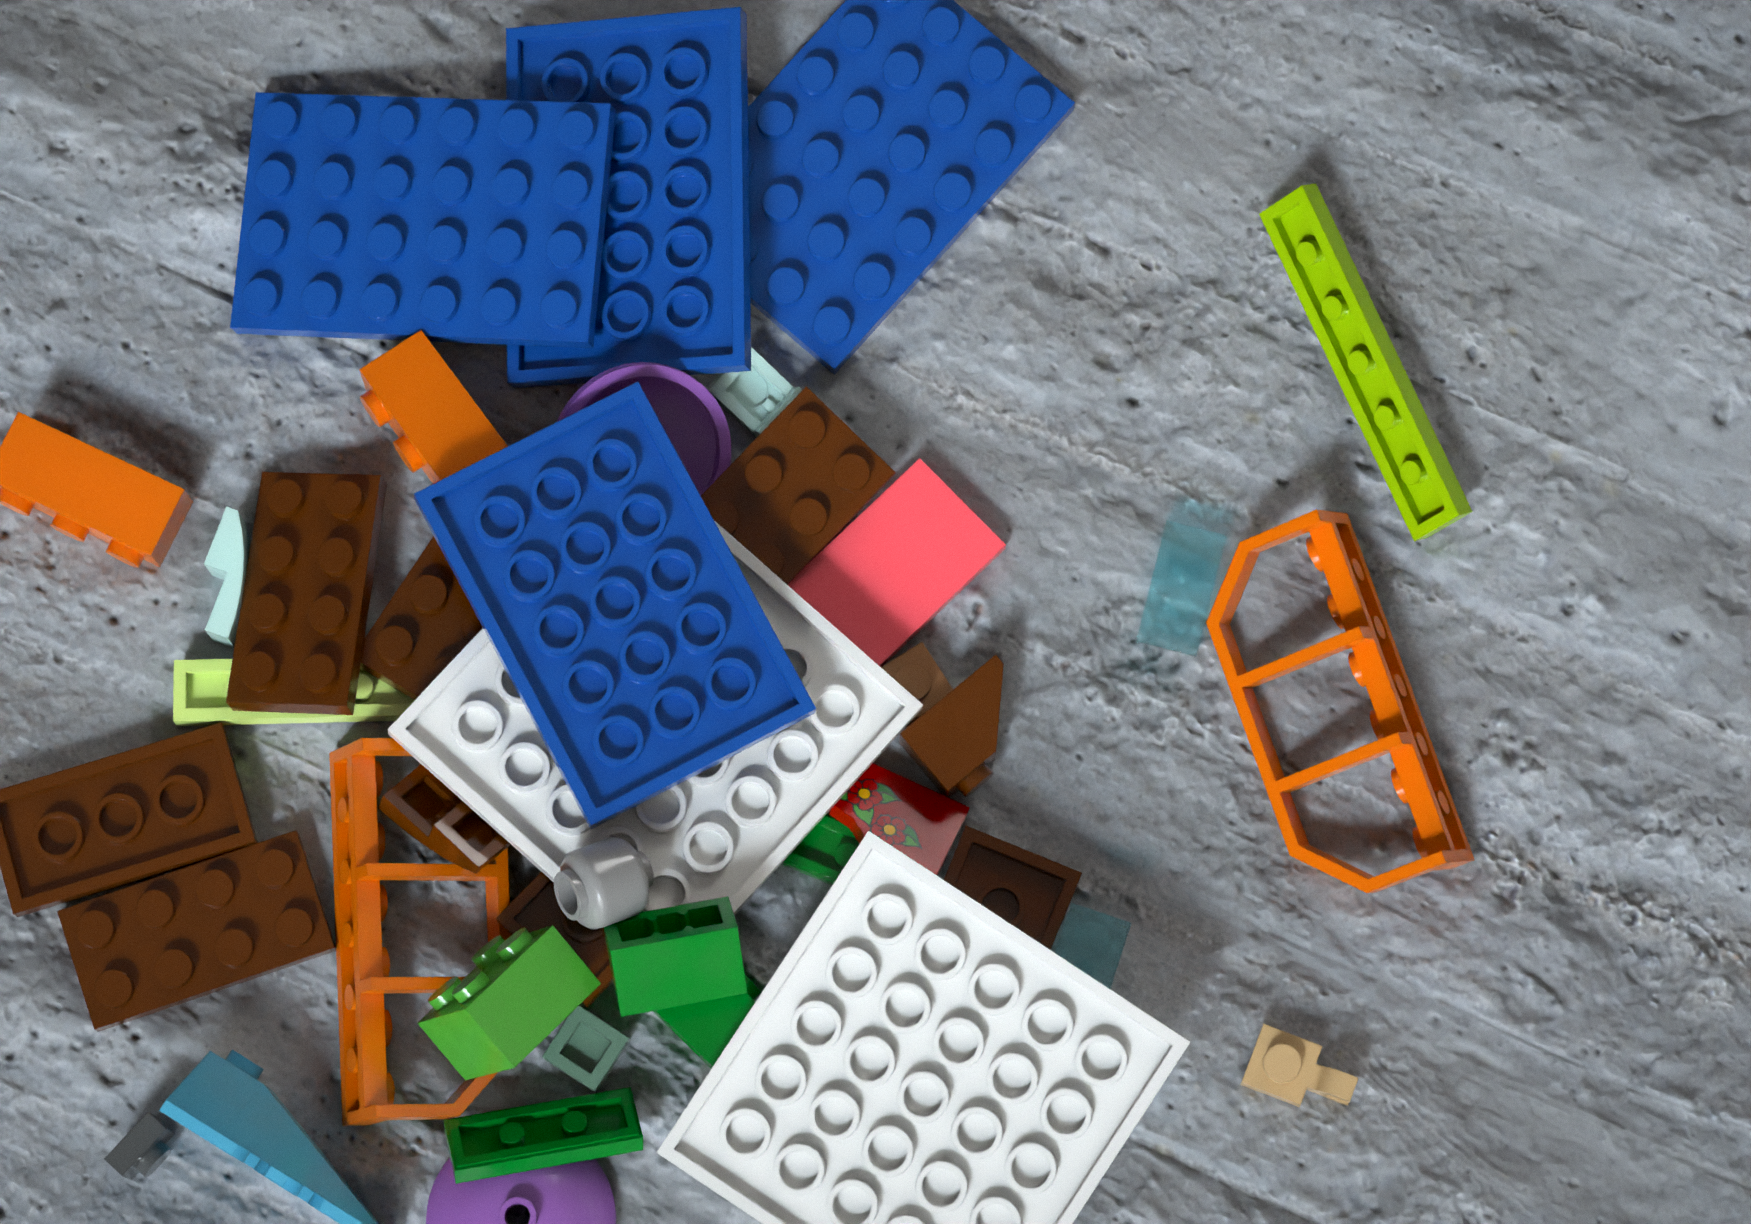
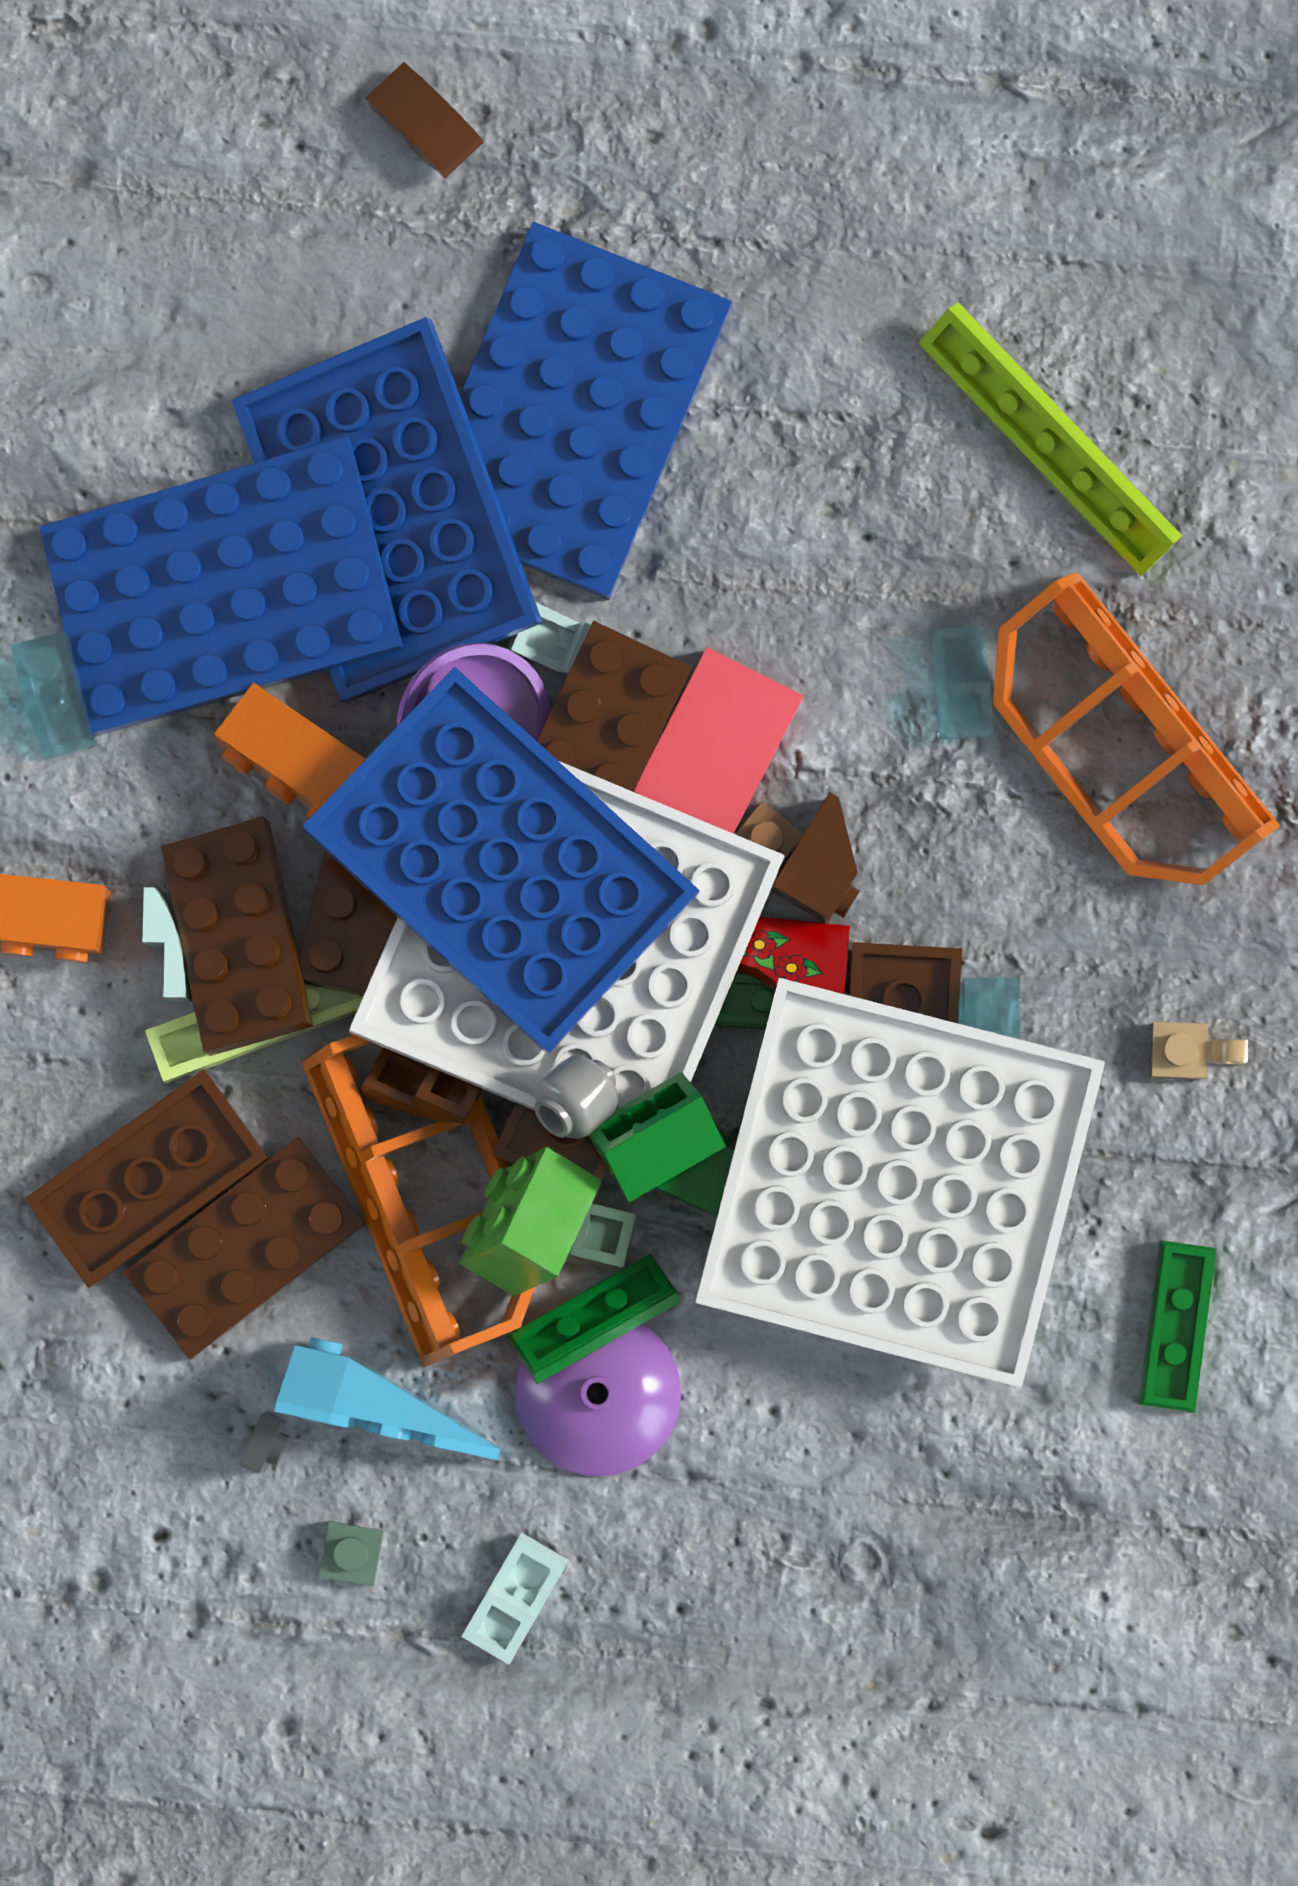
camera: 15 degrees left, 5 degrees up
(206, 272) = (53, 694): none -> clear light blue slope

